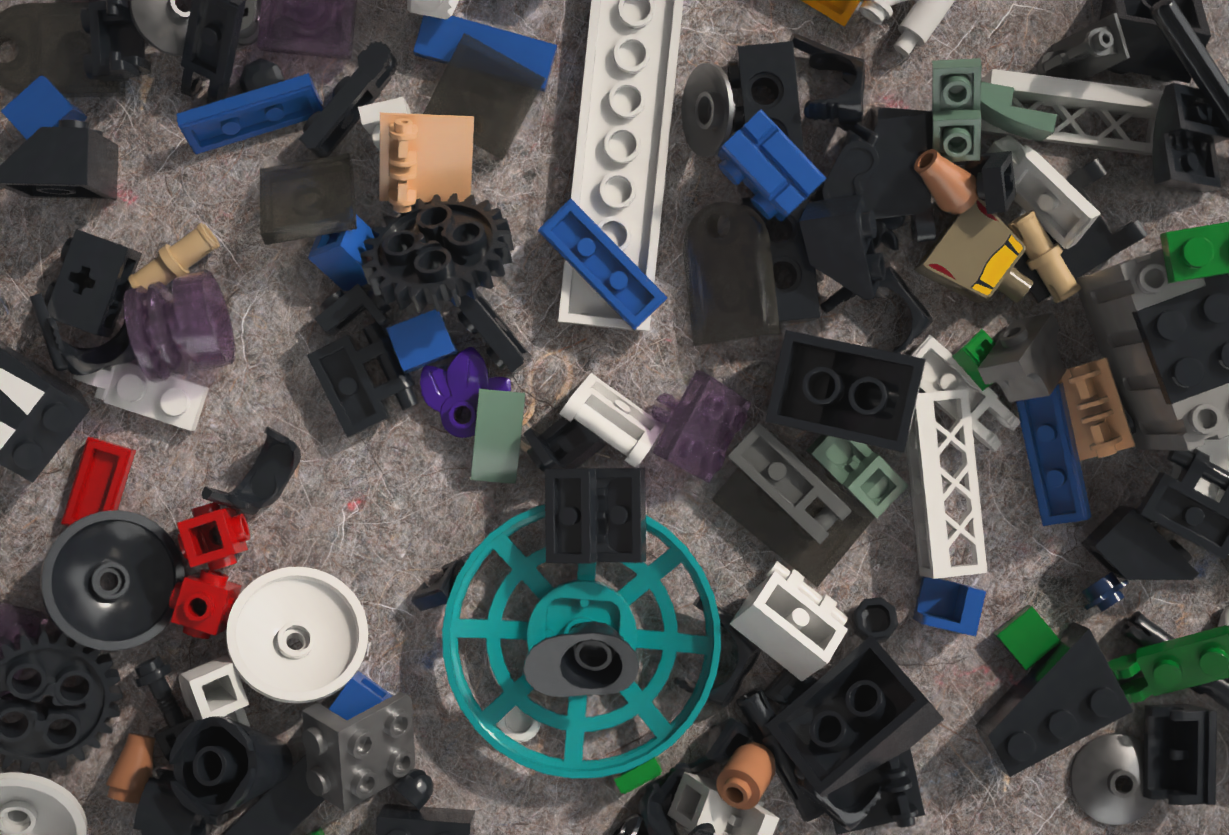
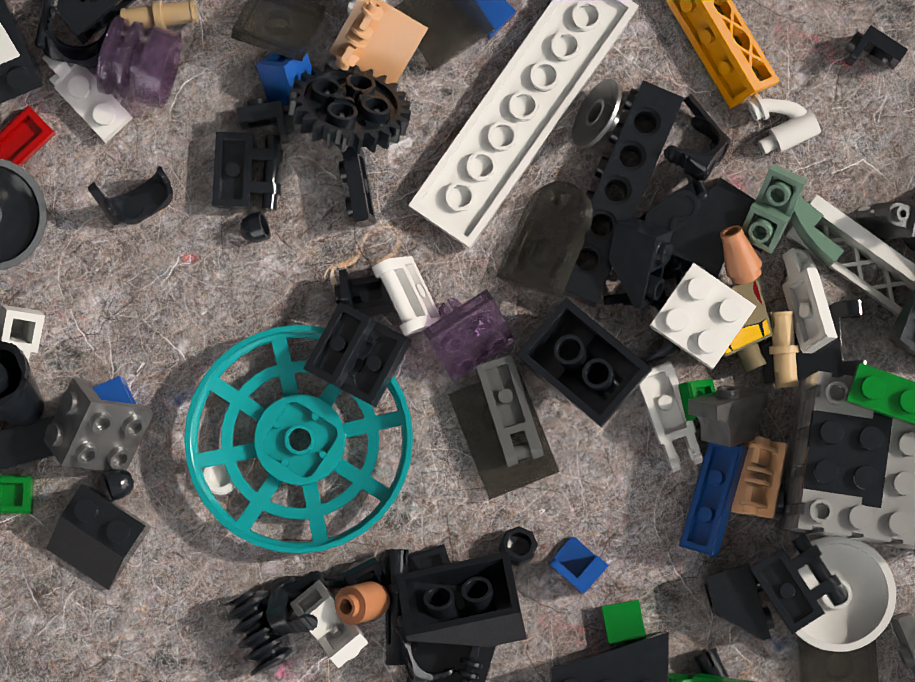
camera: 25 degrees right, 5 degrees down
(197, 538) = (68, 213): red brick -> none
(219, 598) = (56, 274): red brick -> none
(300, 606) = (111, 310): white dish -> none
(407, 435) = (255, 227): none -> black hinge
(421, 341) = (303, 166): blue panel -> none
(439, 591) = (212, 352): black tile -> none
(459, 388) = (315, 214): dark purple plate -> none
(497, 436) = (319, 263): sand green slope -> none
(583, 662) = (288, 450): black piece -> none
(602, 264) = (462, 181): blue tile -> none
(638, 776) = (284, 560): green tile -> none
(747, 657) = (410, 522): black helmet -> none
(769, 167) = (617, 176): blue brick -> none
(791, 622) = (455, 510): white brick -> none
(859, 472) = (566, 432): sand green slope -> none
(929, 495) = (609, 468): white fence -> none
(943, 269) = (702, 316): none -> white plate
(994, 180) = (775, 274): black bracket -> none
(1104, 592) = (697, 618): dark blue plate -> none

